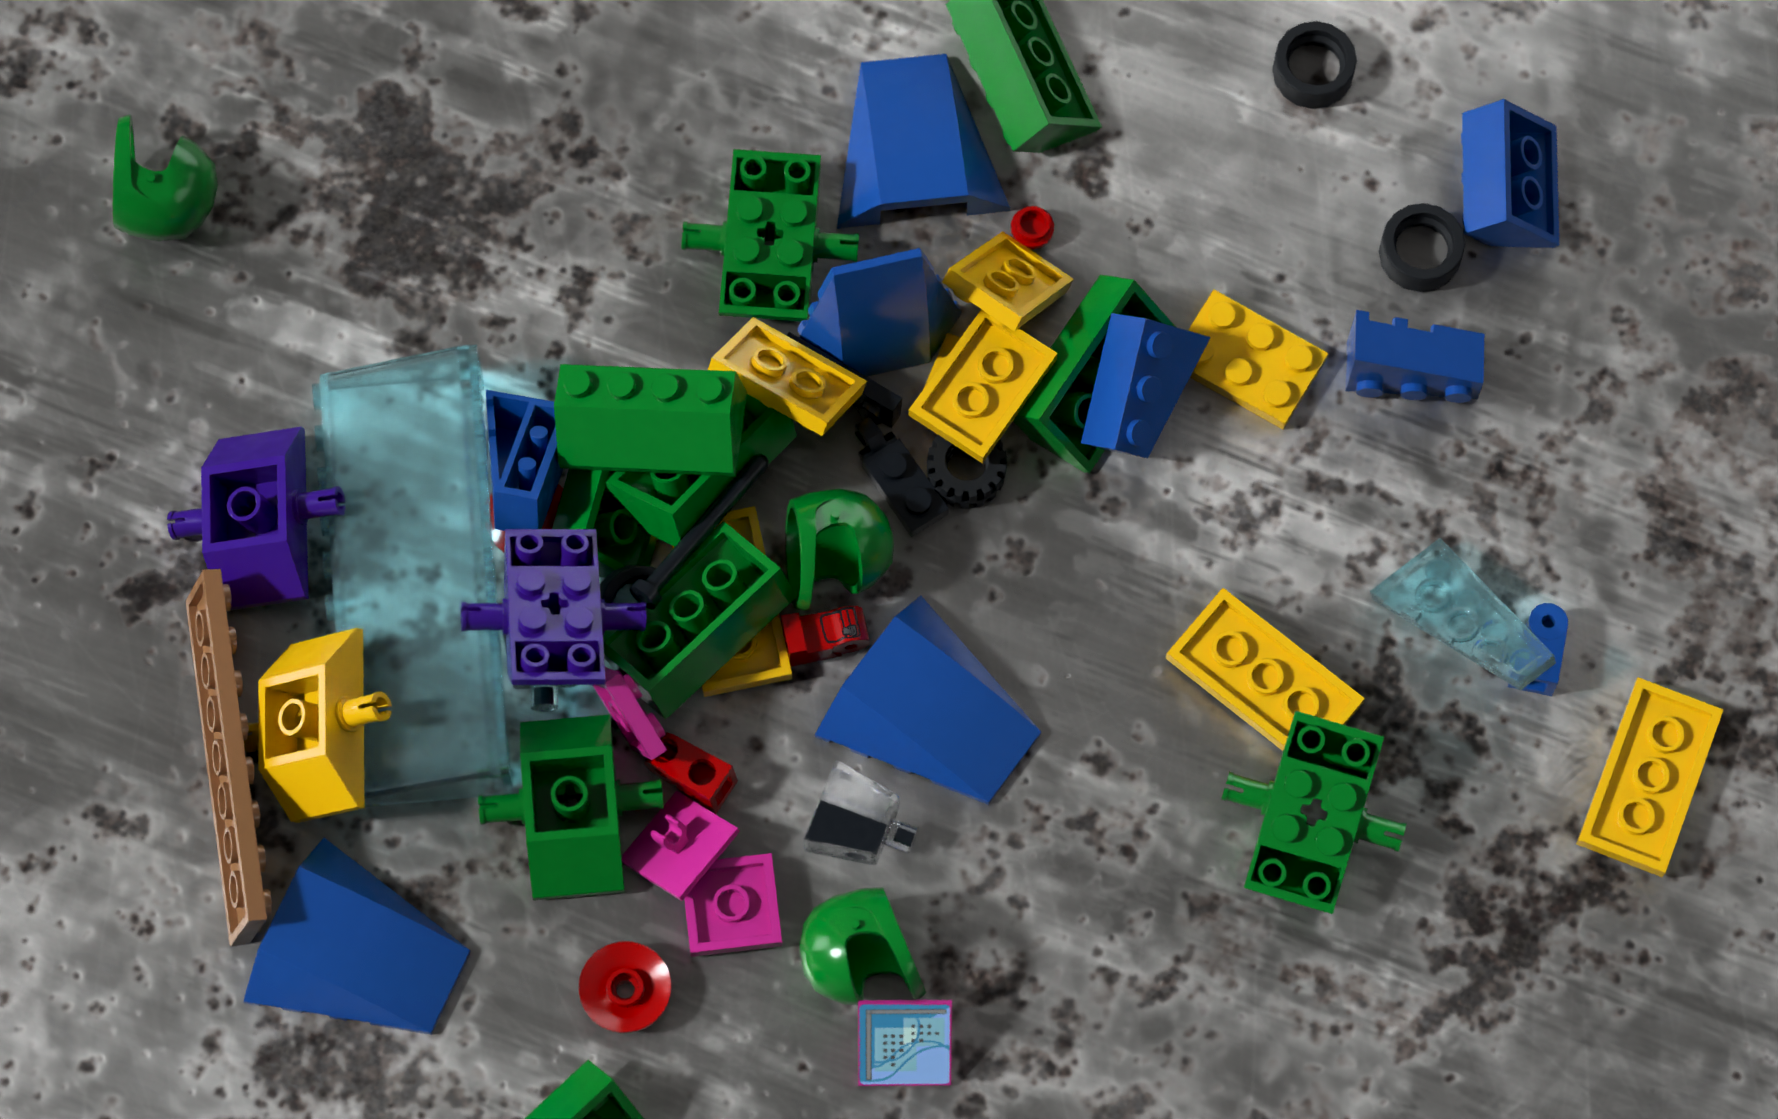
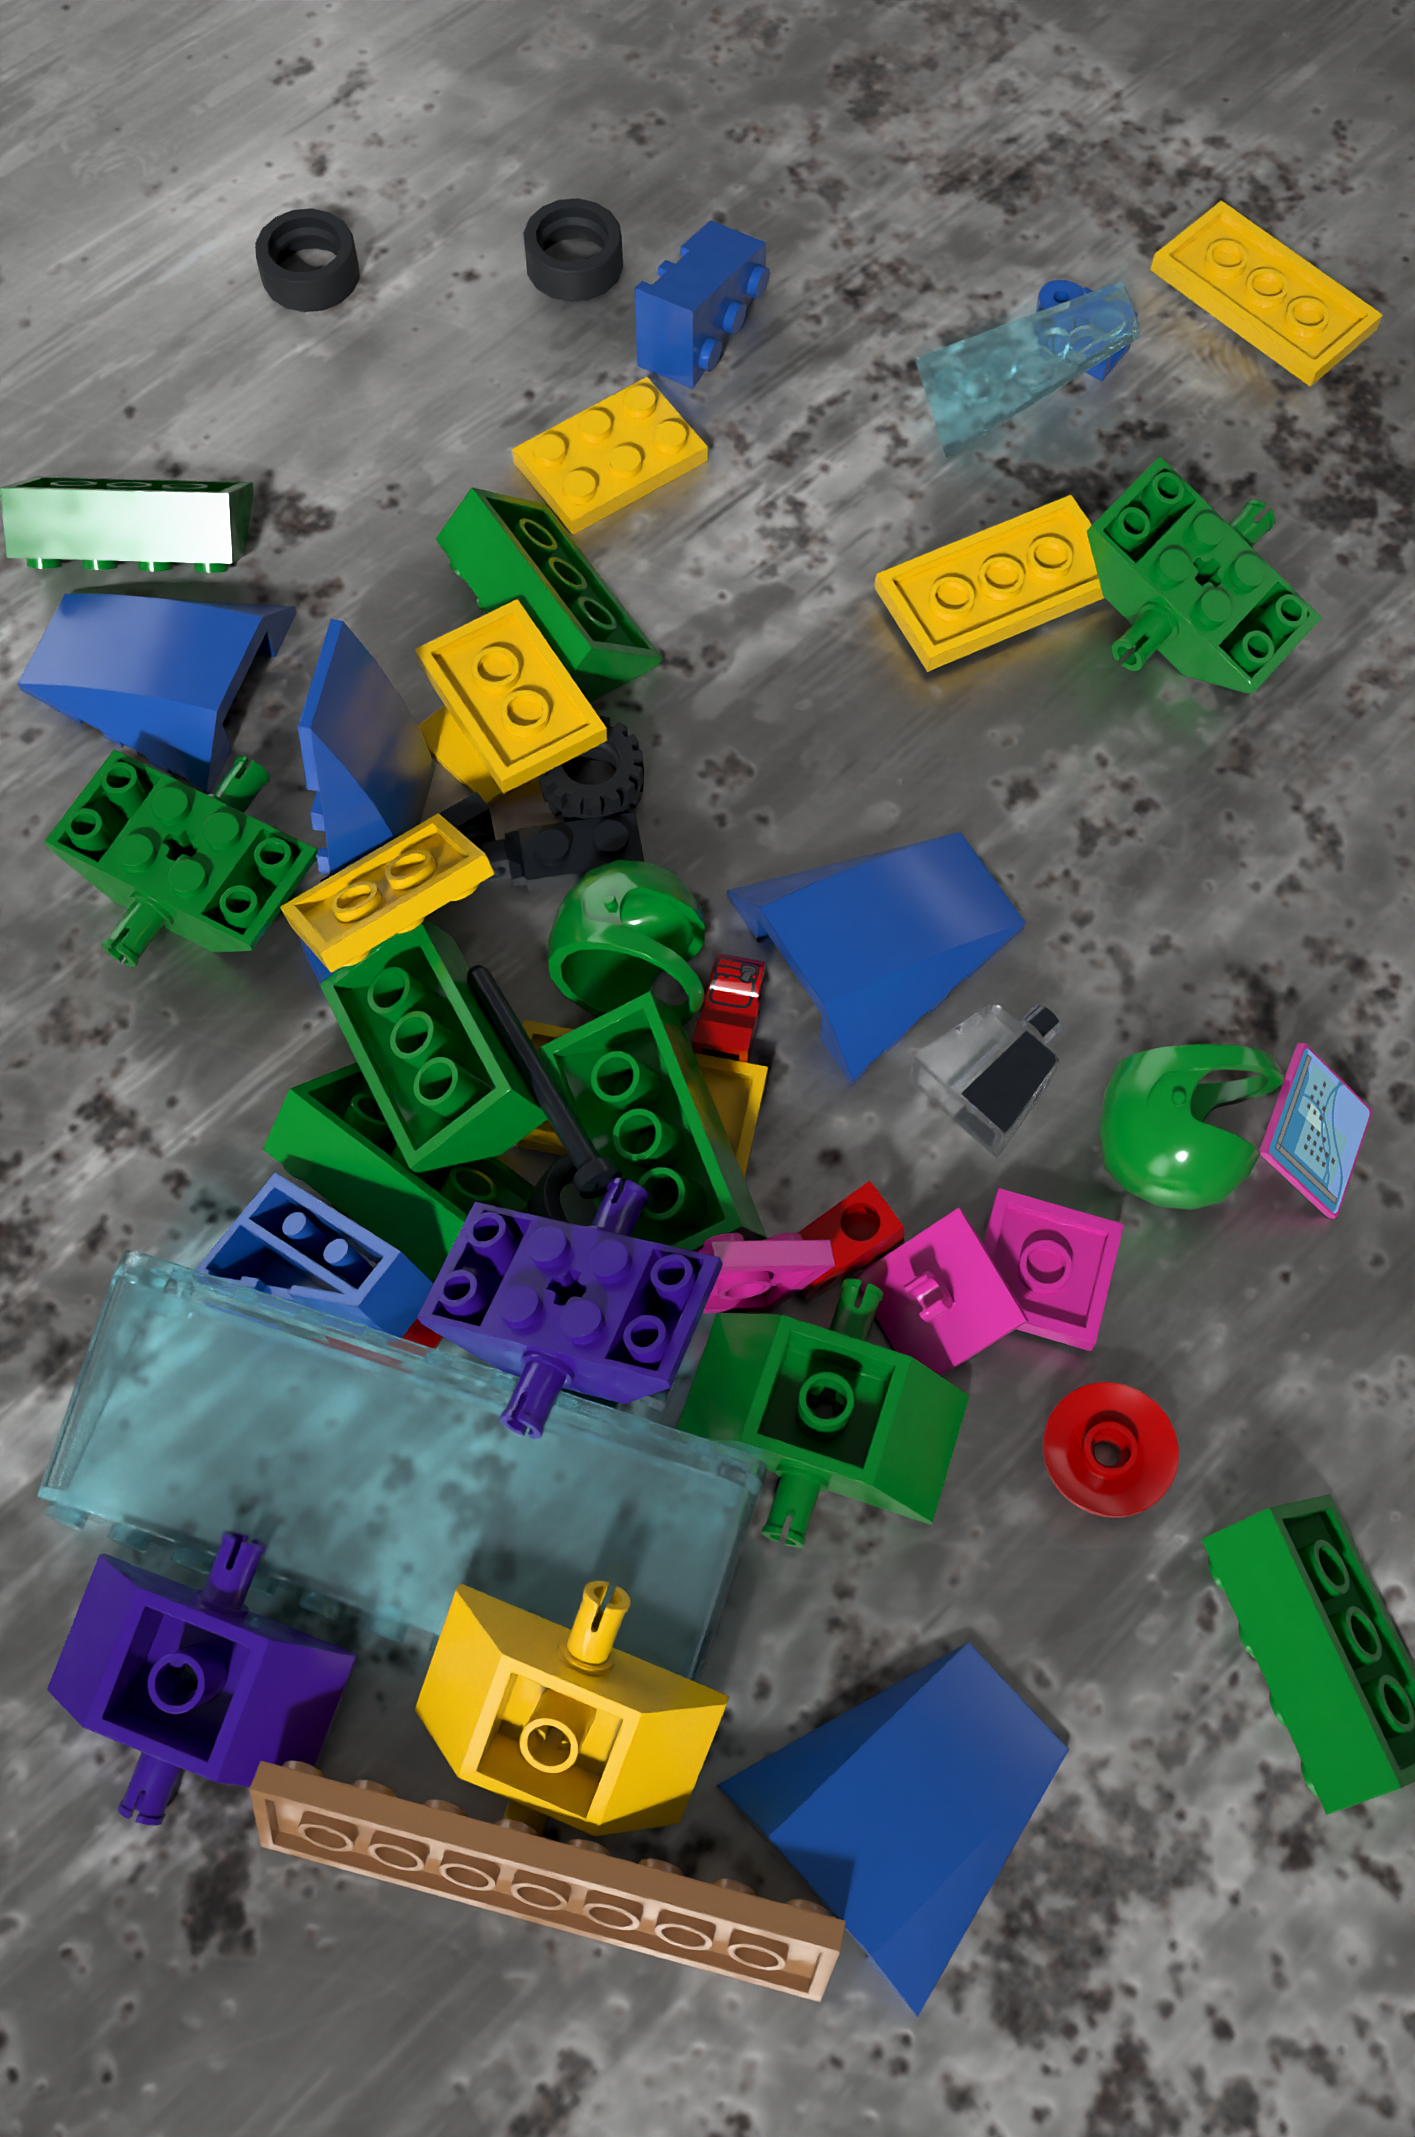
camera: 65 degrees left, 5 degrees down
(649, 419) = (361, 1065): green slope -> none
(1007, 281) = (404, 618): yellow plate -> none
(1032, 227) = (332, 591): red plate -> none
(1139, 383) = (594, 545): blue wedge -> none
(1510, 177) = (535, 149): blue slope -> none

